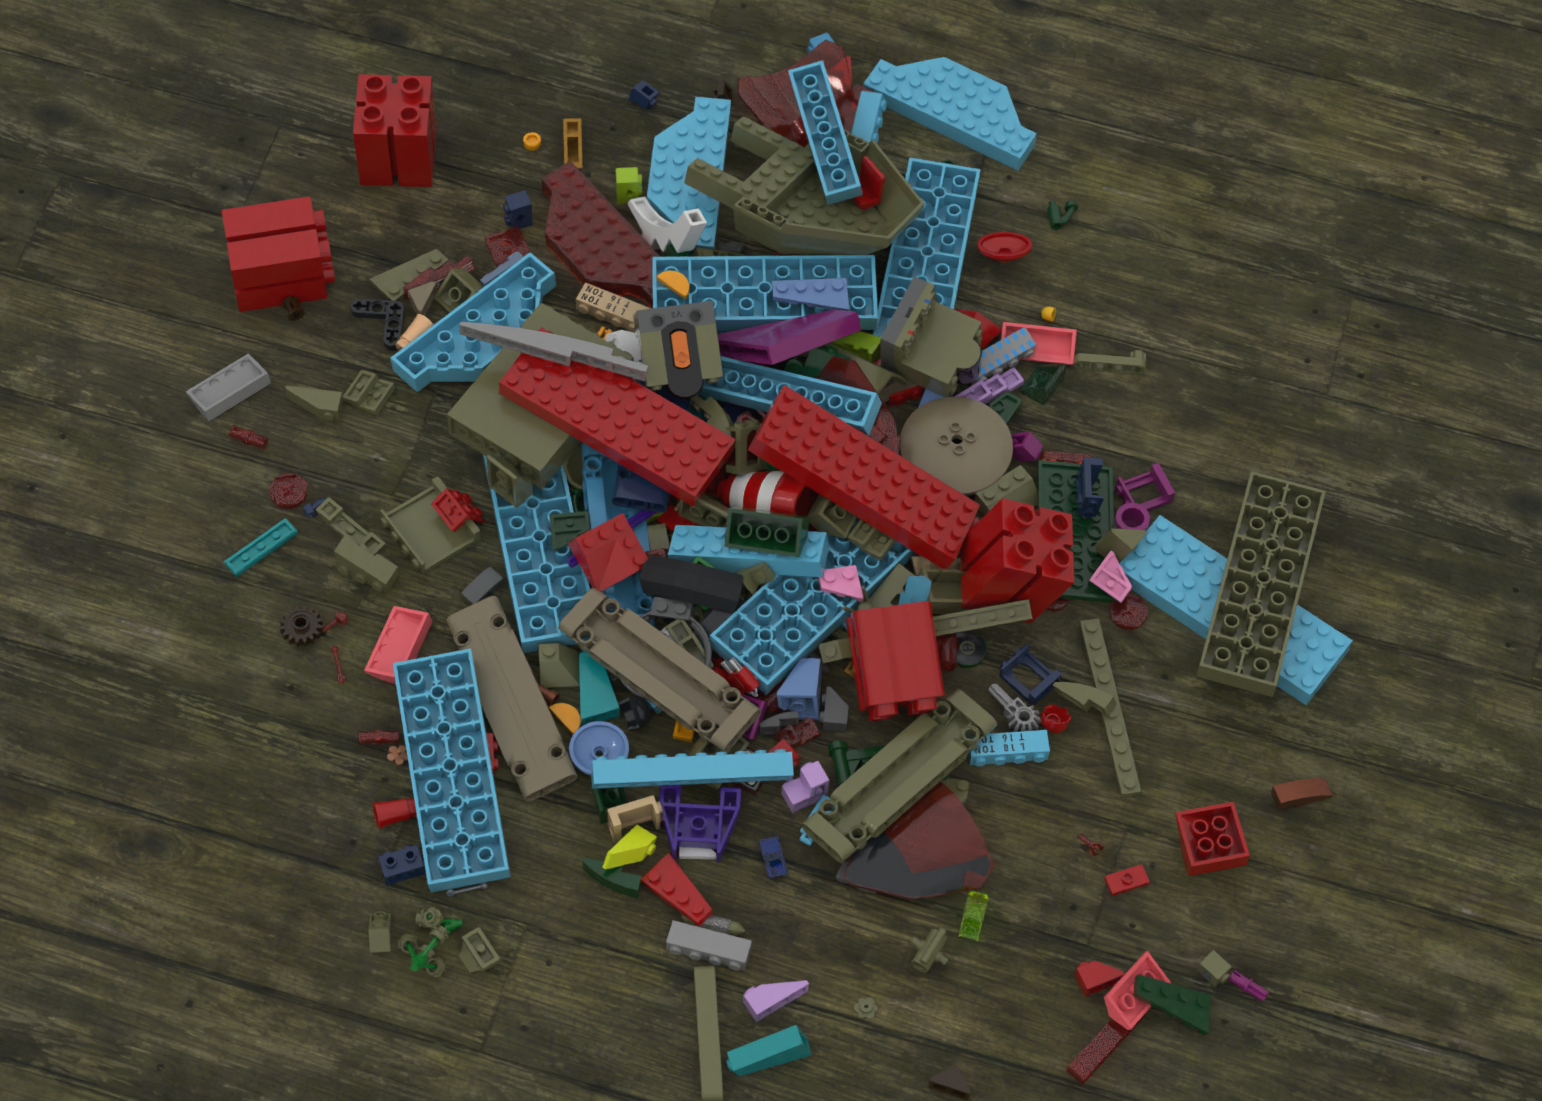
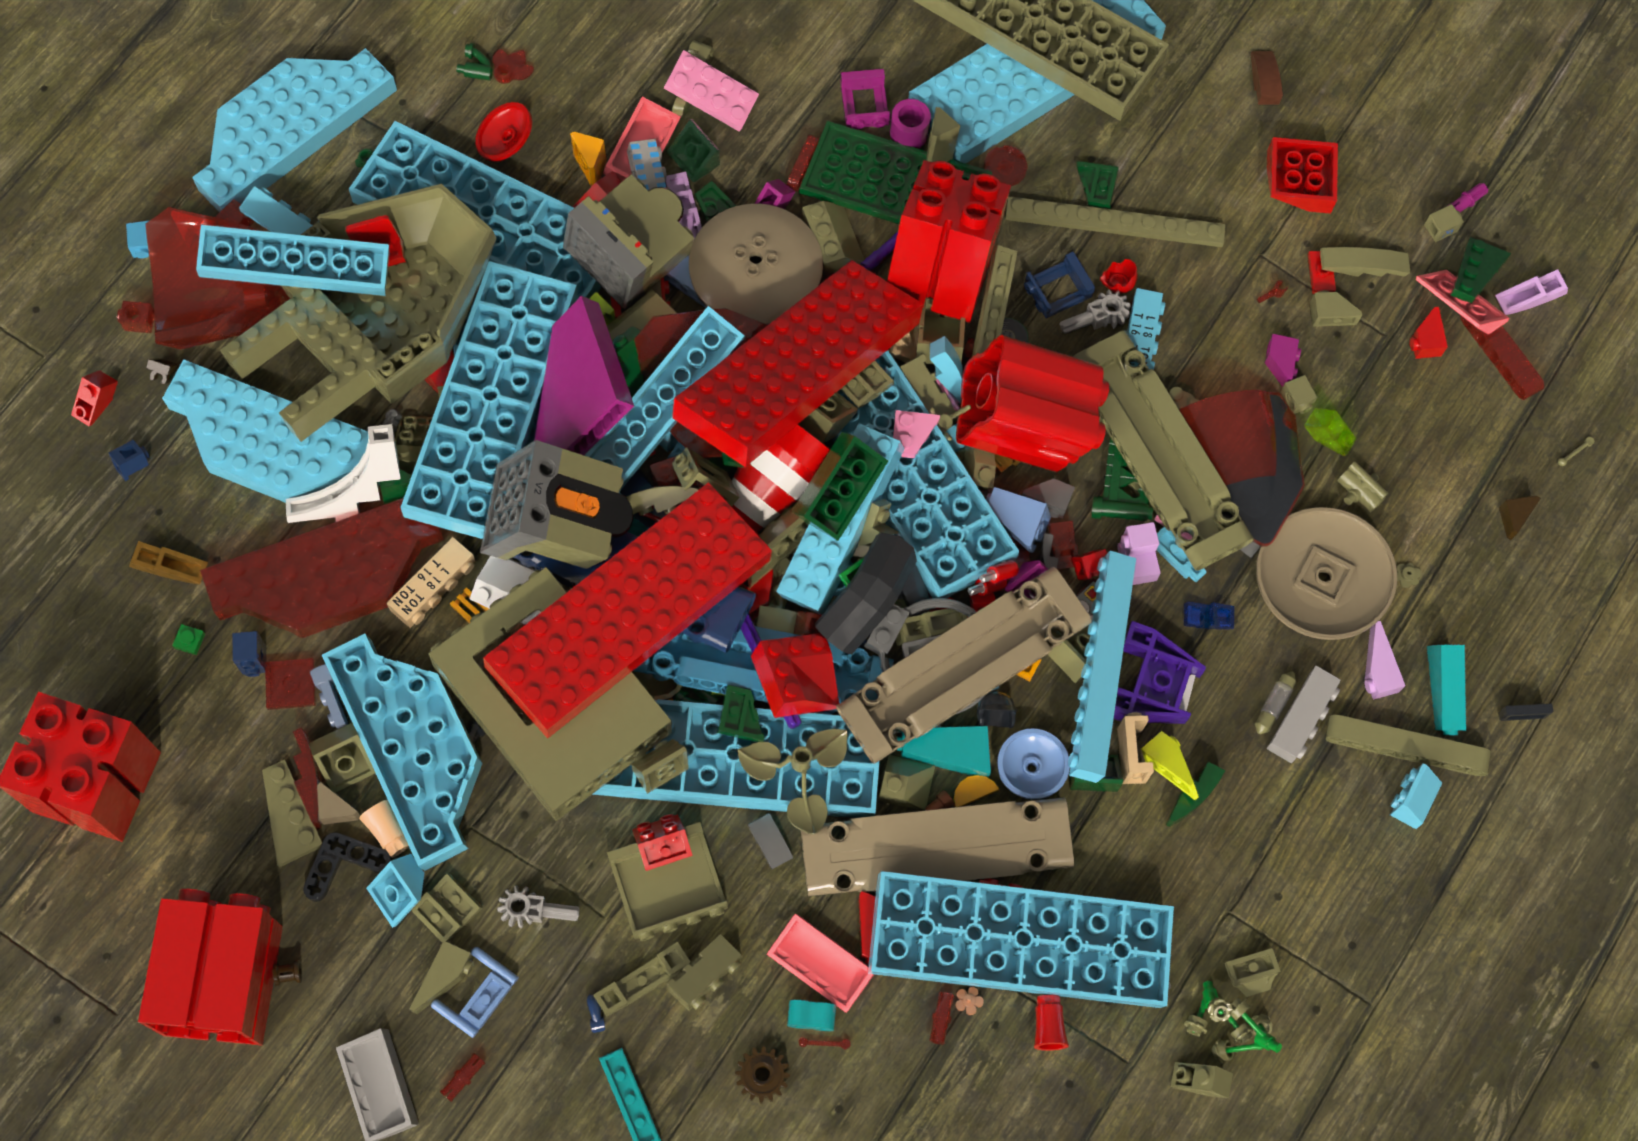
camera: 75 degrees left, 10 degrees up
(288, 490) = (557, 1045): clear red tile -> none
(309, 434) = (485, 998): none -> medium blue plate
(339, 617) = (762, 1024): clear red hand -> none
(355, 647) = (811, 1015): none -> teal axle
(374, 354) = (397, 888): none -> medium azure slope
(383, 444) = (534, 908): none -> light grey gear
(401, 864) = (1121, 1032): dark blue brick -> none
(520, 176) = (188, 639): none -> green plate
(532, 141) = (141, 612): light orange tile -> none
(540, 555) = (764, 757): none -> olive plant
(554, 348) = (528, 646): light grey slope -> none
(628, 184) = (261, 514): lime brick -> none
(662, 1043) = (1416, 796): none -> medium azure slope
(675, 281) = (450, 489): light orange tile -> none
(675, 888) = (1223, 731): red wing -> none
(685, 59) = (93, 396): none -> red slope
(758, 63) = (142, 323): none -> clear red brick
(826, 293) = (520, 340): medium blue wing -> none
(834, 908) = (1346, 549): none -> dark tan dish
(998, 882) = (1299, 395): none -> olive brick
(1004, 307) = (589, 155): none -> light orange slope
(1028, 862) = (1281, 357): none -> magenta slope
(1048, 313) = (604, 119): yellow hinge -> none
(1071, 237) = (511, 64): none -> clear red plate
(1086, 696) = (1107, 237): olive slope -> none
(1088, 504) = (842, 136): dark blue panel -> none
(1090, 892) = (1333, 310): none -> olive slope
(1102, 376) = (711, 90): none -> bright pink plate
(1112, 578) = (973, 160): bright pink wing -> none
(1139, 684) = (1098, 183): none -> dark green wing
(1149, 909) = (1371, 261): none -> olive slope
(1174, 1058) = (1532, 293): none -> lavender slope

